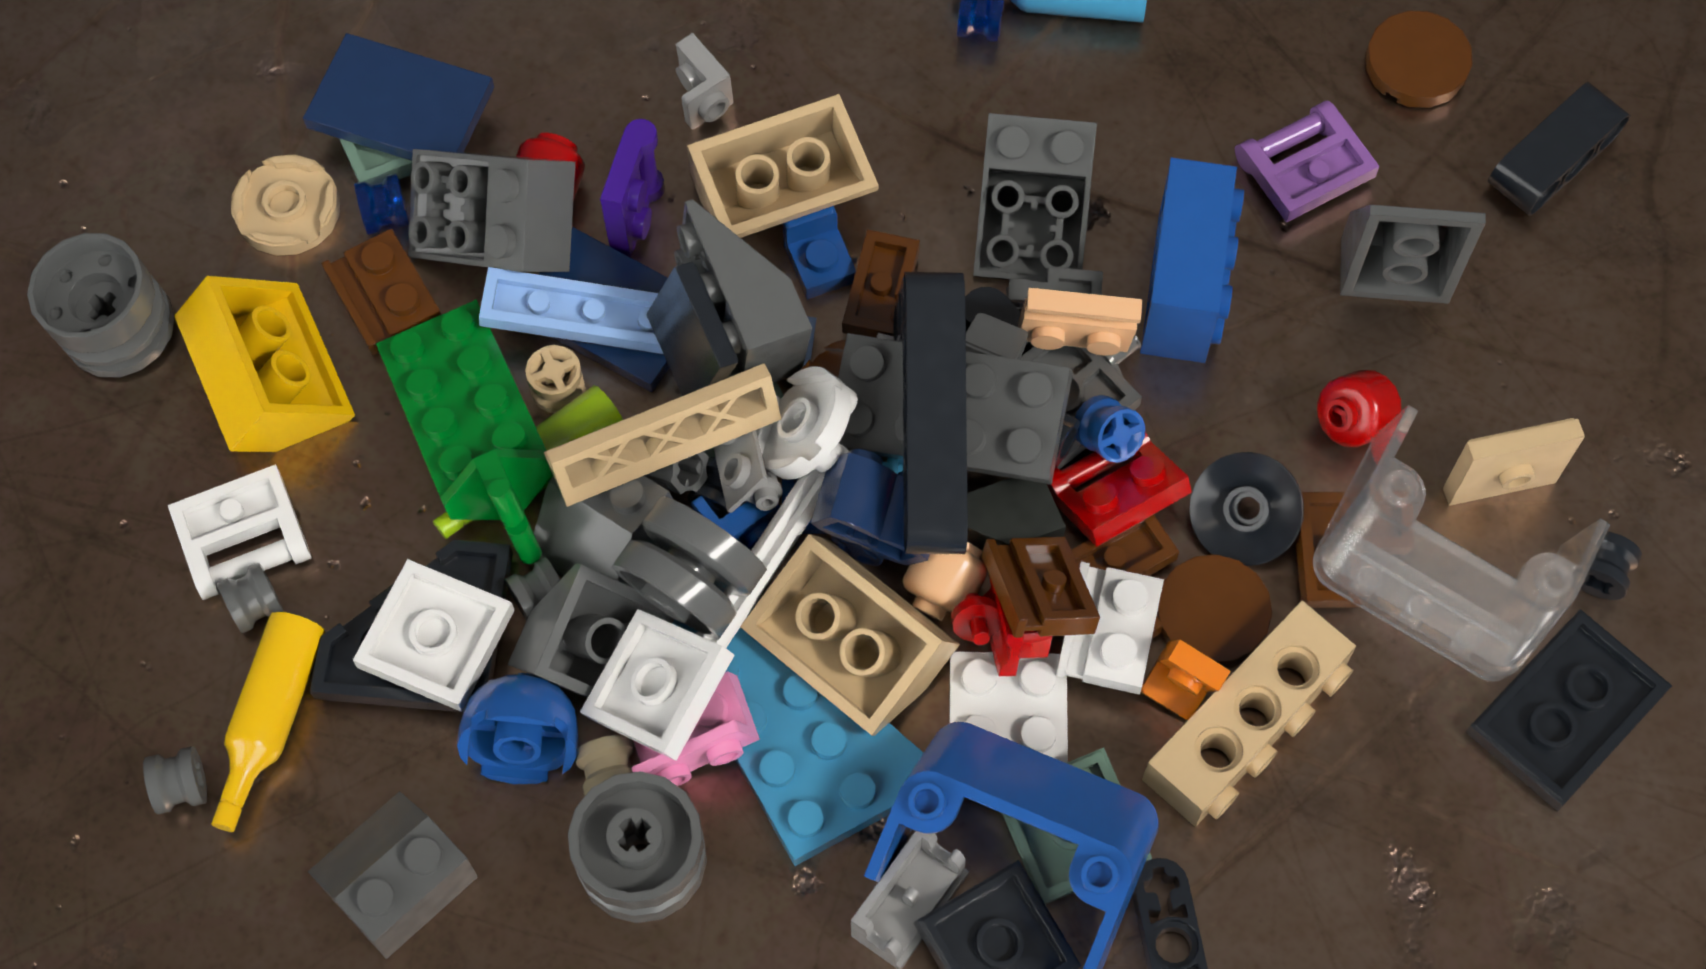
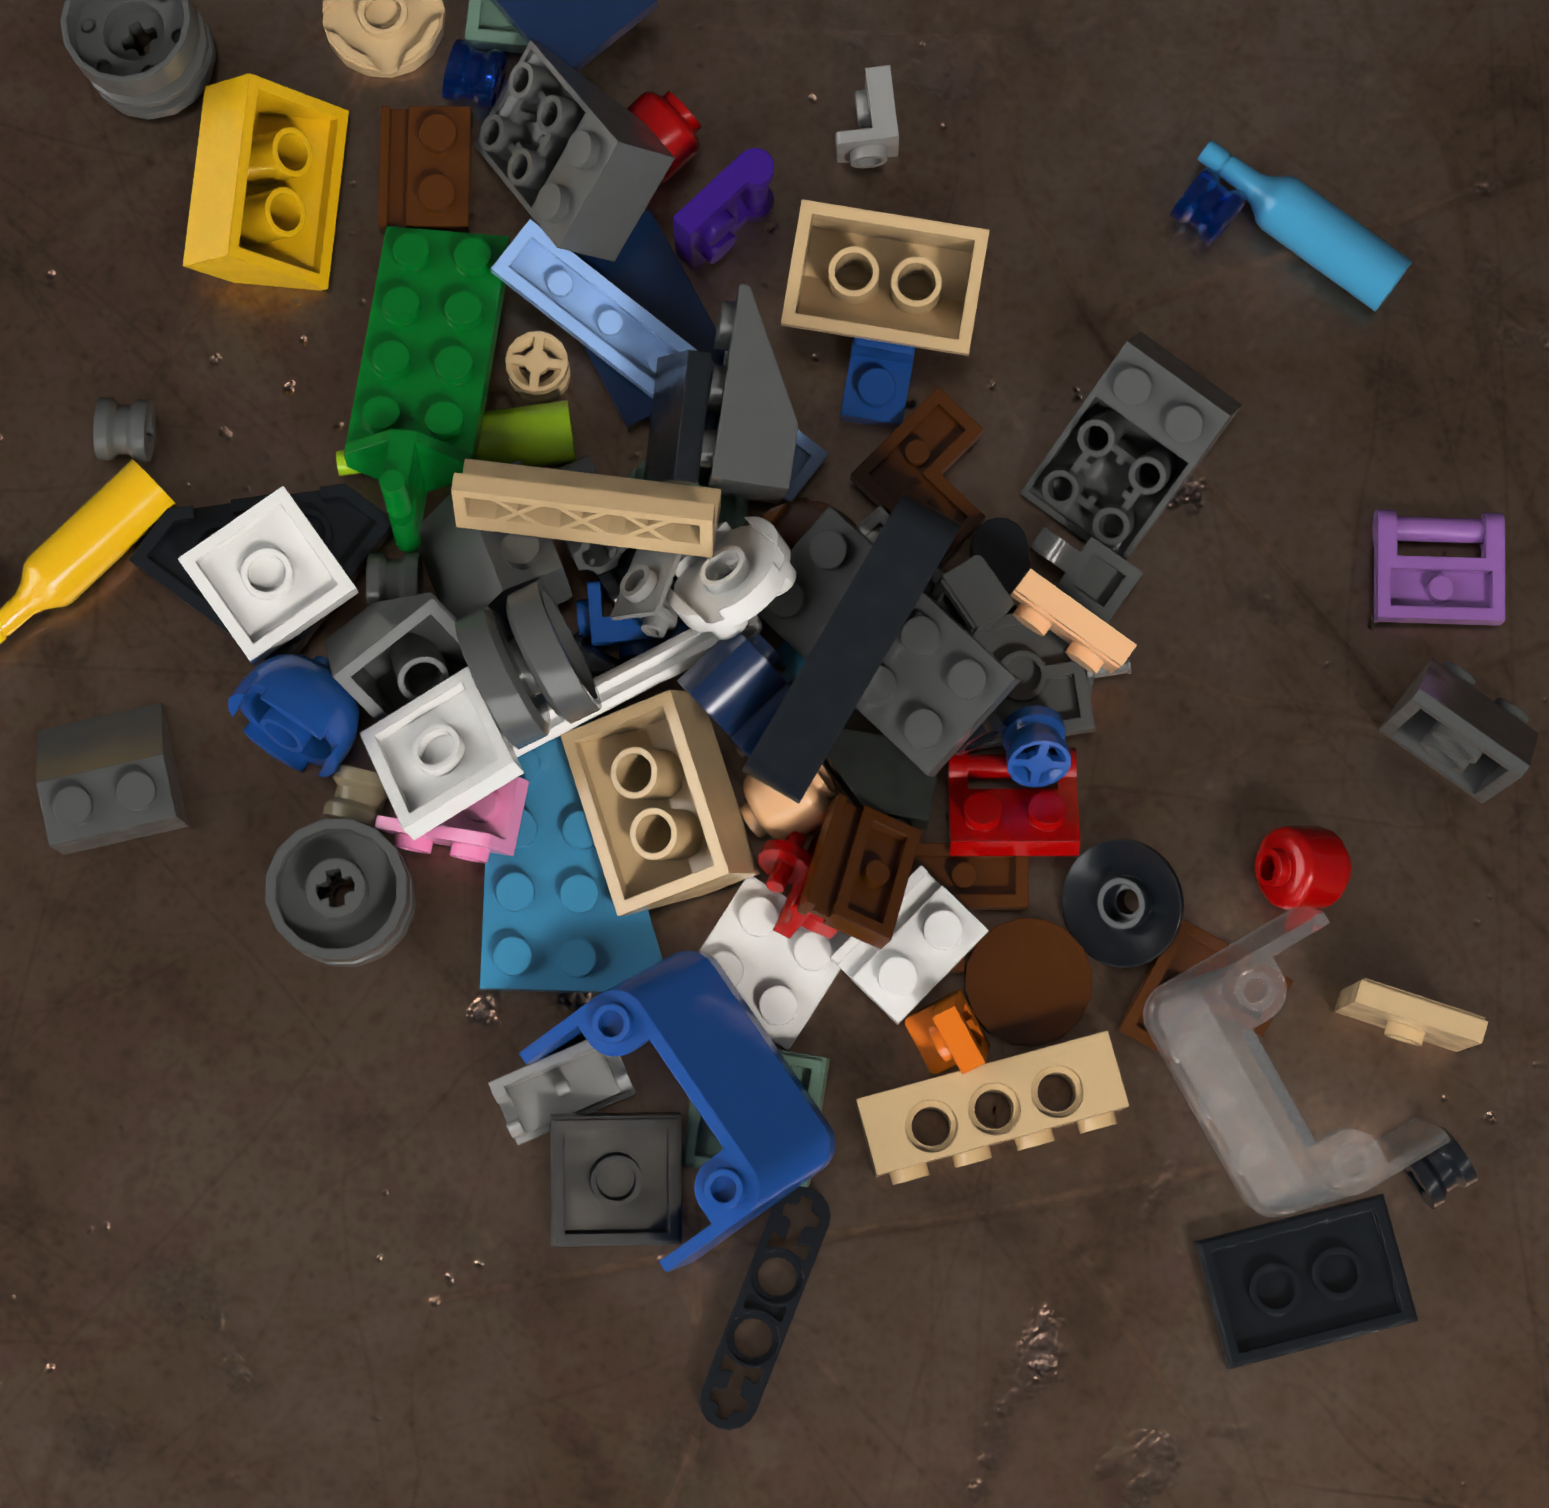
camera: 30 degrees right, 15 degrees up
(231, 516) = (153, 332): white plate -> none
(1192, 260) = (1236, 616): blue brick -> none

